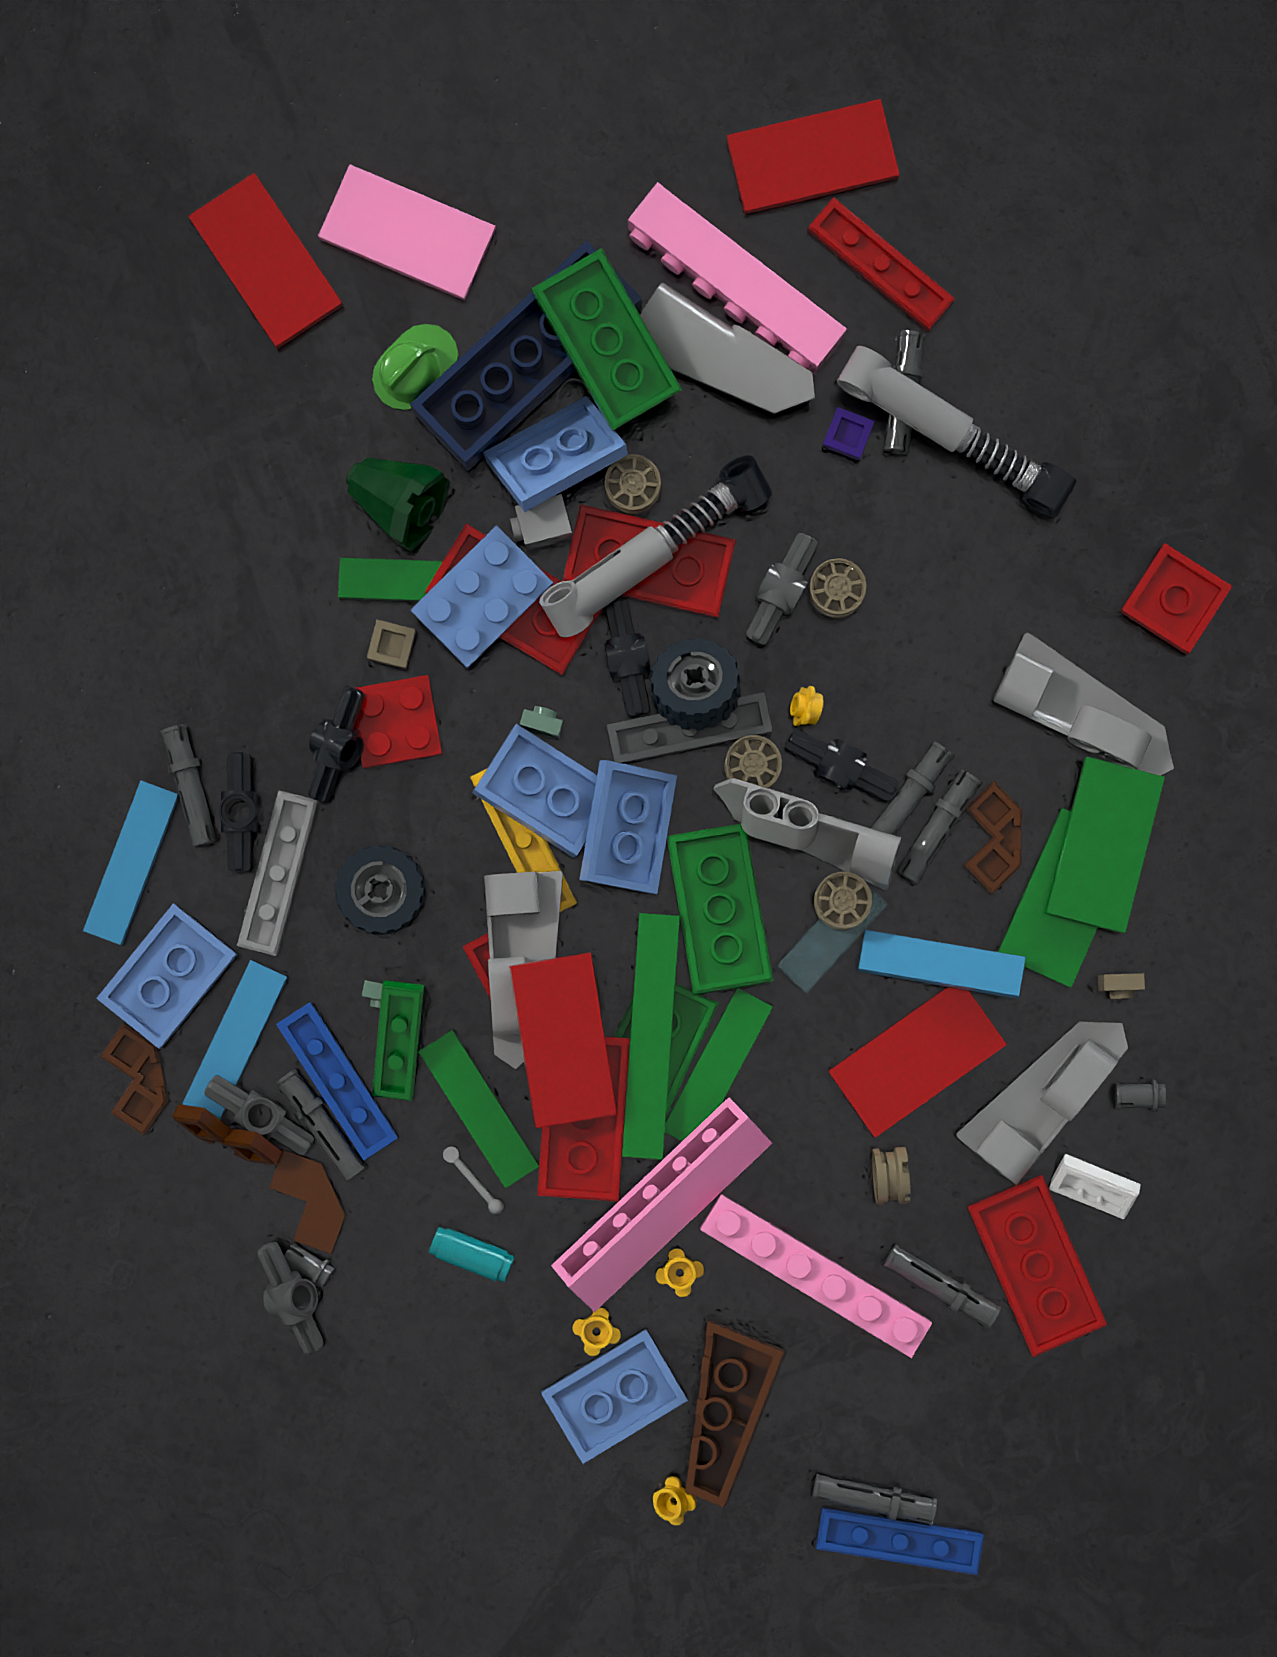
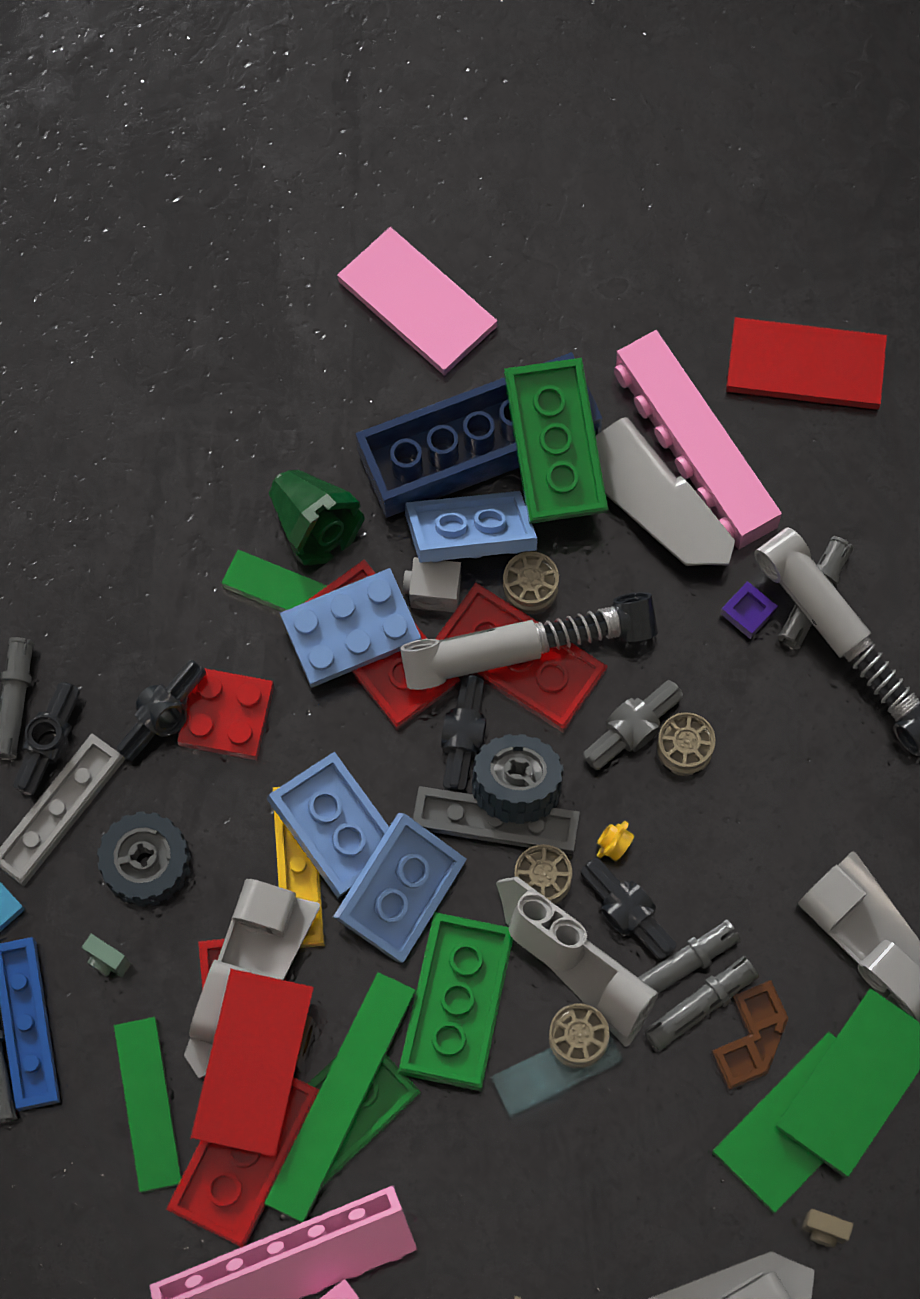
camera: 25 degrees right, 15 degrees down
(265, 260) = (283, 281): red tile -> none
(391, 644) = (251, 641): dark tan plate -> none
(397, 1040) = (97, 1004): green tile -> none
(413, 364) = (372, 406): bright green piece -> none
(452, 1155) = (103, 1140): light grey hinge -> none
(471, 1254) = (79, 1245): teal piece -> none
(542, 722) = (360, 762): sand green plate -> none
(718, 1063) = (397, 1150): green tile -> none
(881, 264) = (835, 476): red tile -> none
(916, 1058) = (595, 1223): red tile -> none
(941, 964) = (654, 1138): dark azure tile -> none

